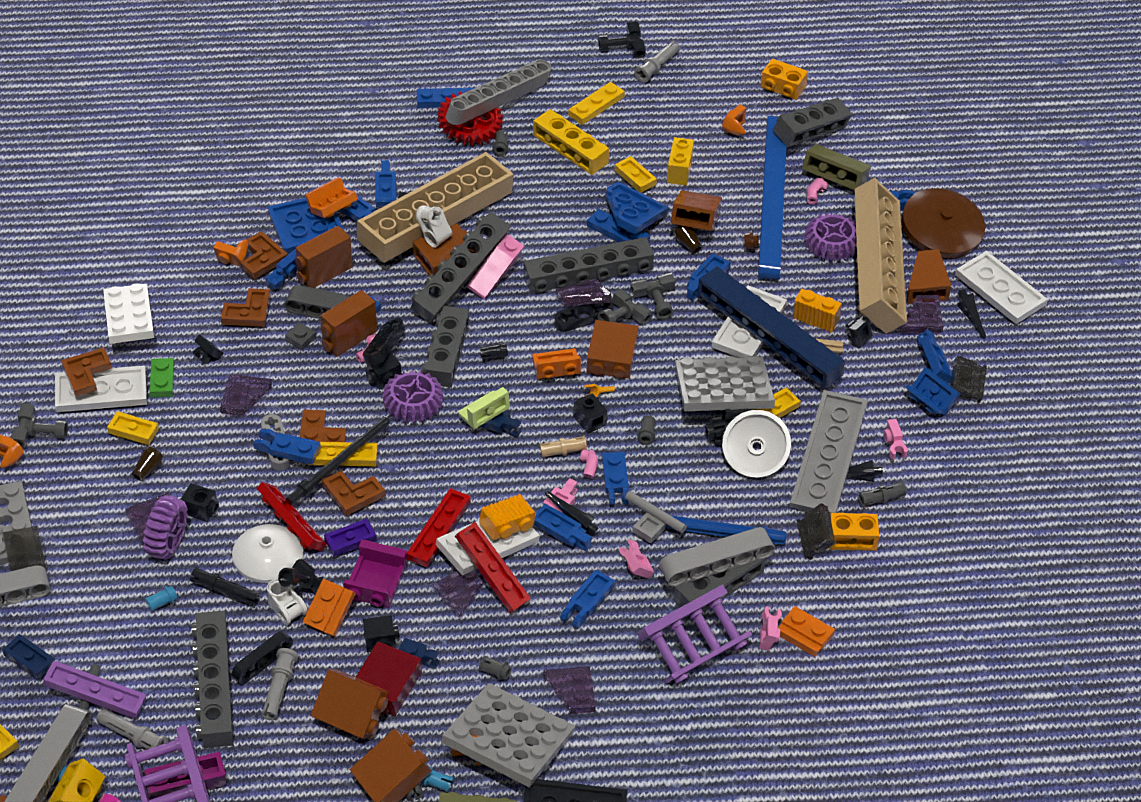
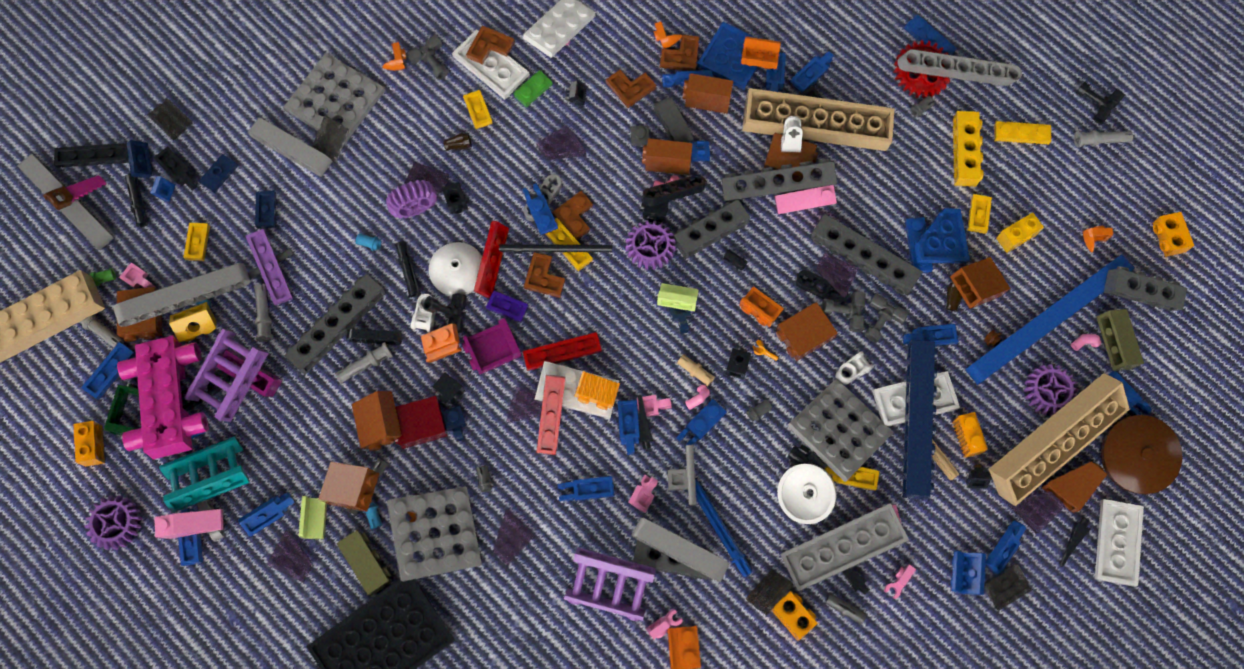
camera: 50 degrees right, 25 degrees up
(679, 343) = (856, 367): none -> white piece

